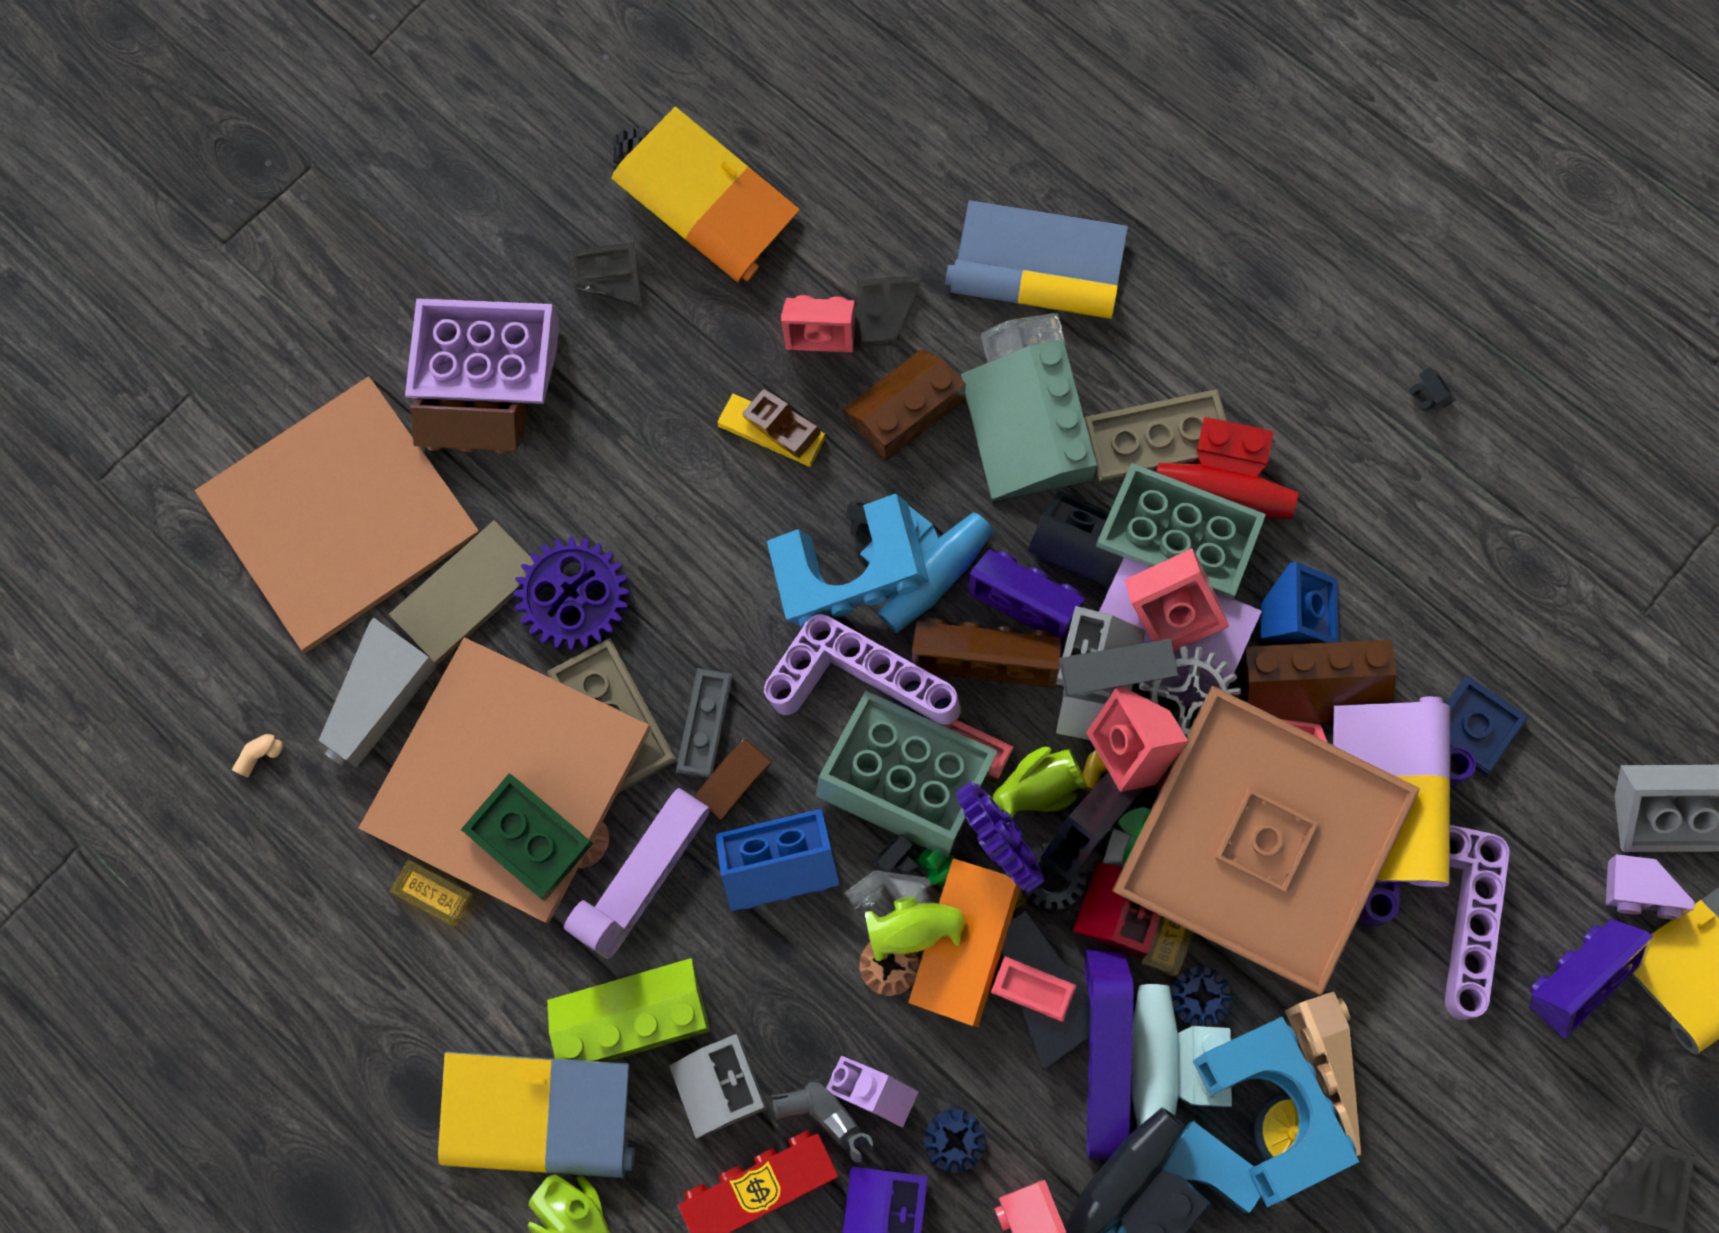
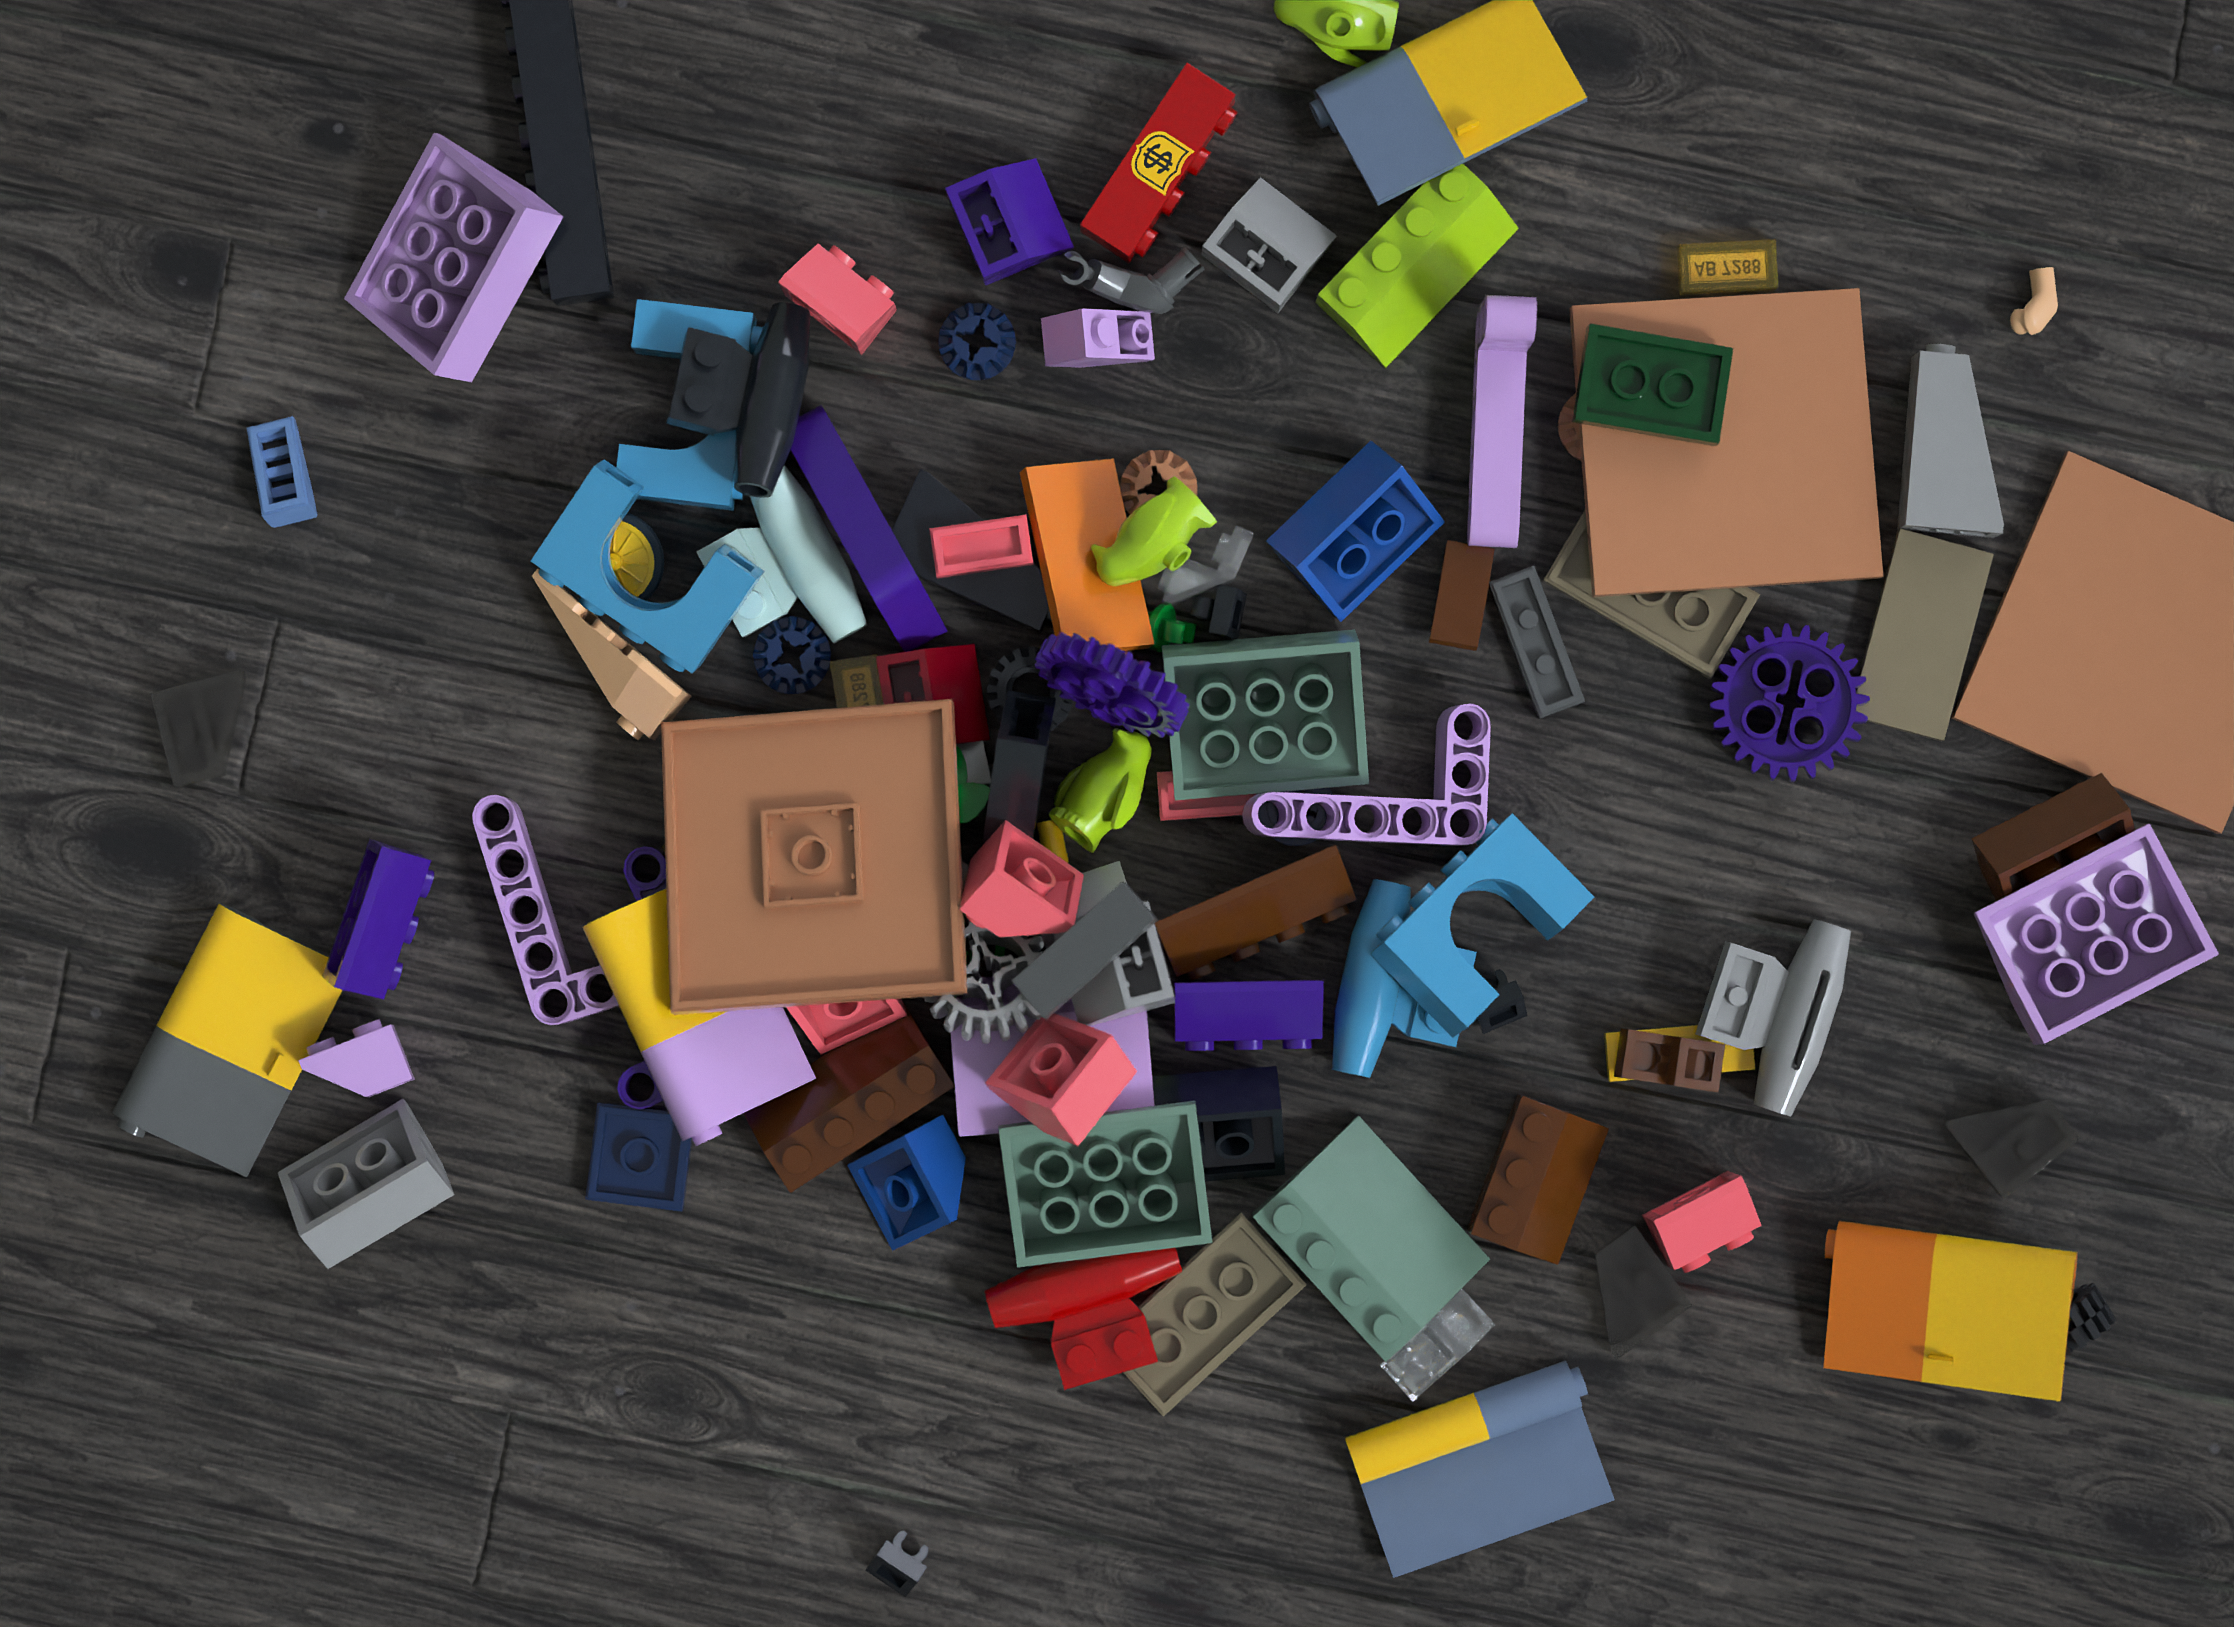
camera: 145 degrees right, 15 degrees up
(696, 416) = (1779, 1009): none -> light grey plate

